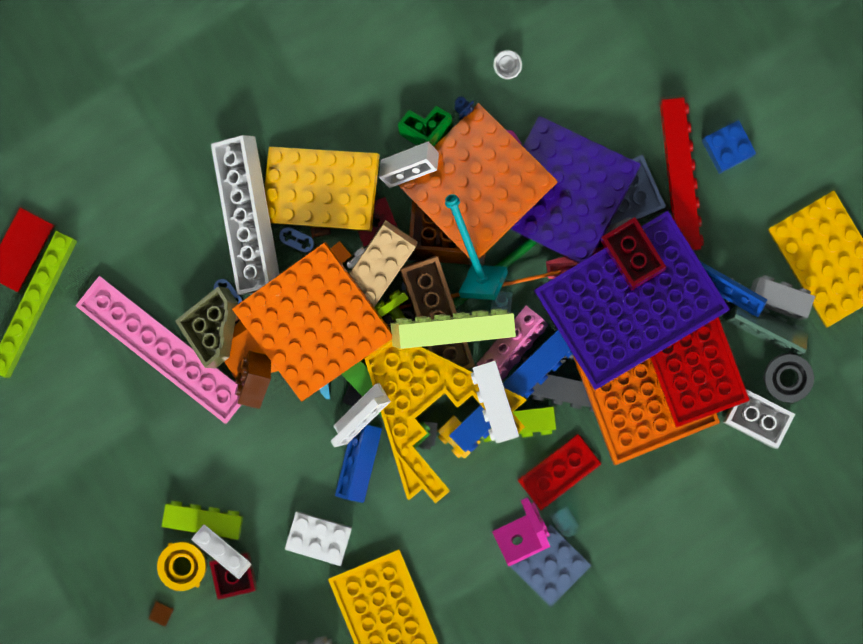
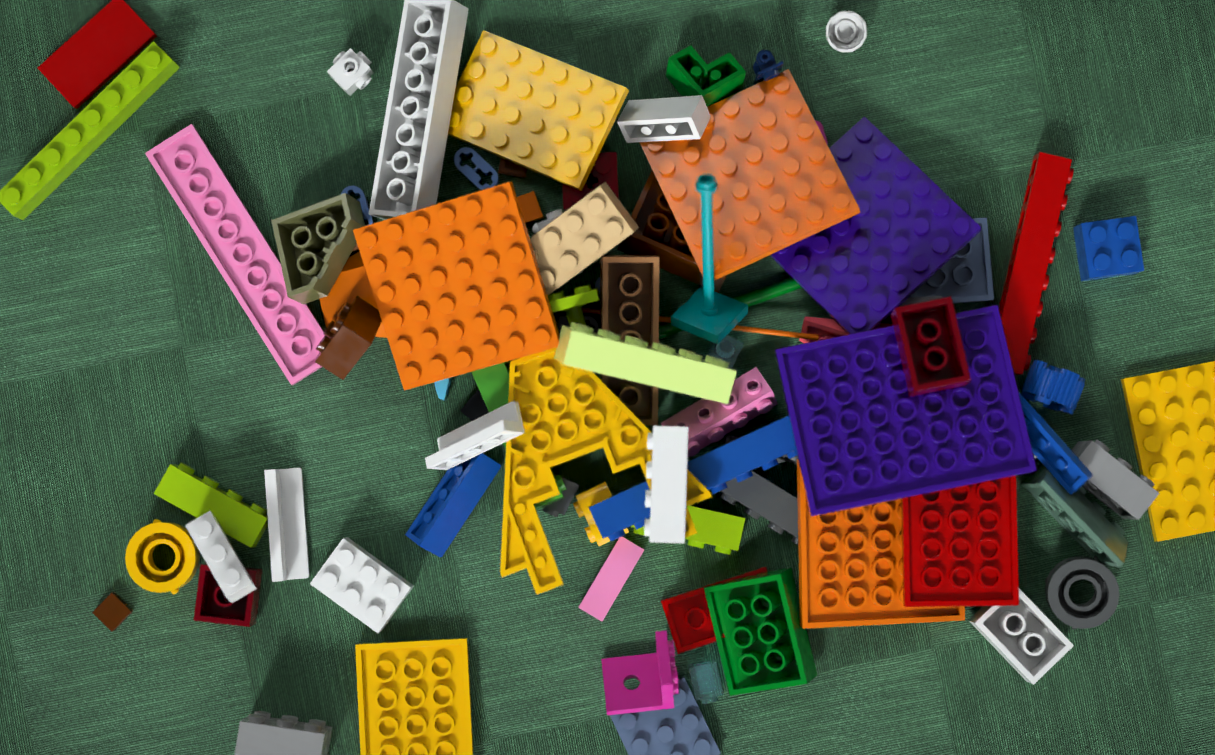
camera: 15 degrees right, 0 degrees up
(192, 211) = (347, 80): none -> white brick
(255, 516) = (286, 524): none -> white panel
(479, 477) = (611, 578): none -> bright pink tile
(590, 477) = (761, 632): none -> green slope
(723, 250) = (1053, 387): none -> blue brick

